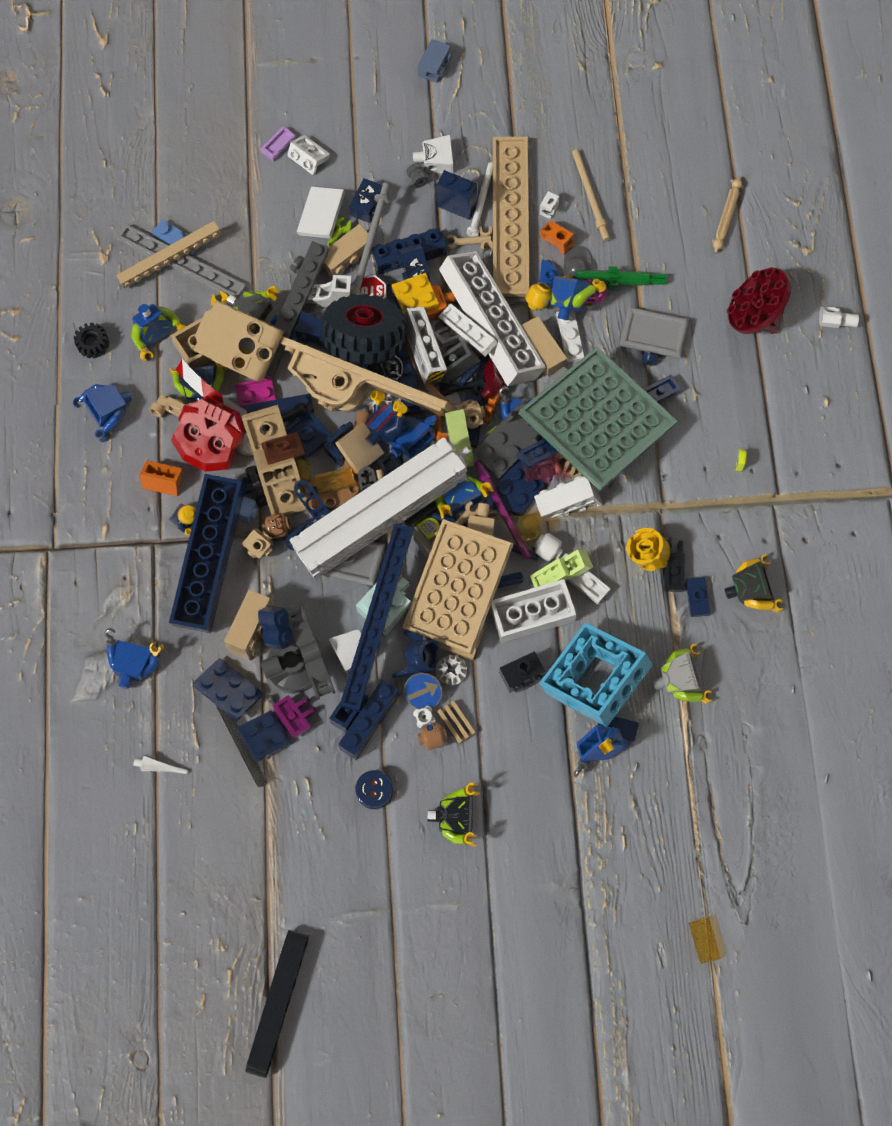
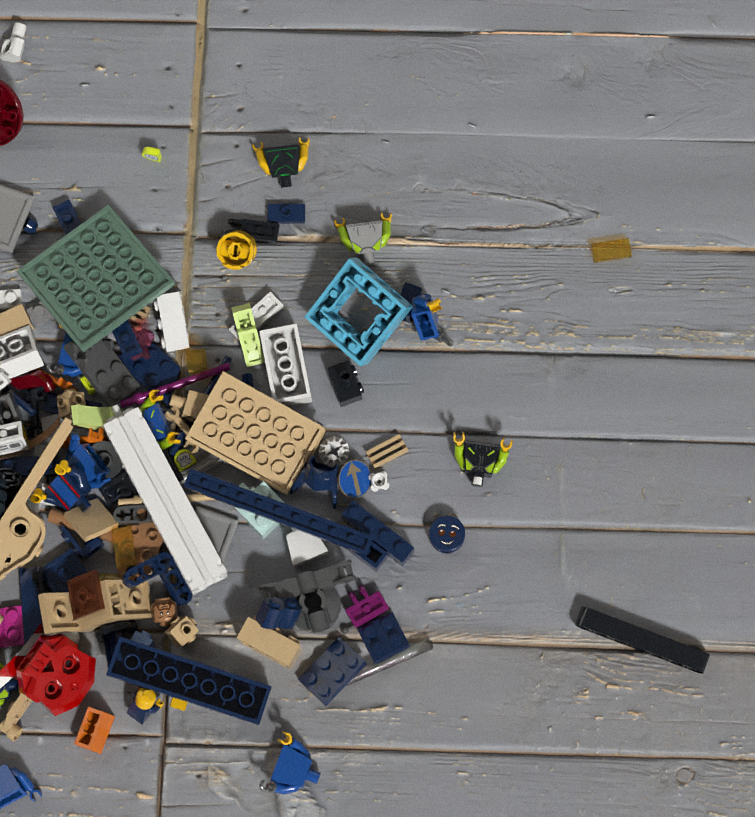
camera: 85 degrees left, 5 degrees up
(150, 764) = (401, 752): white piece -> none
(432, 736) = (400, 473): medium nougat head -> none
(548, 547) = (220, 345): white head -> none

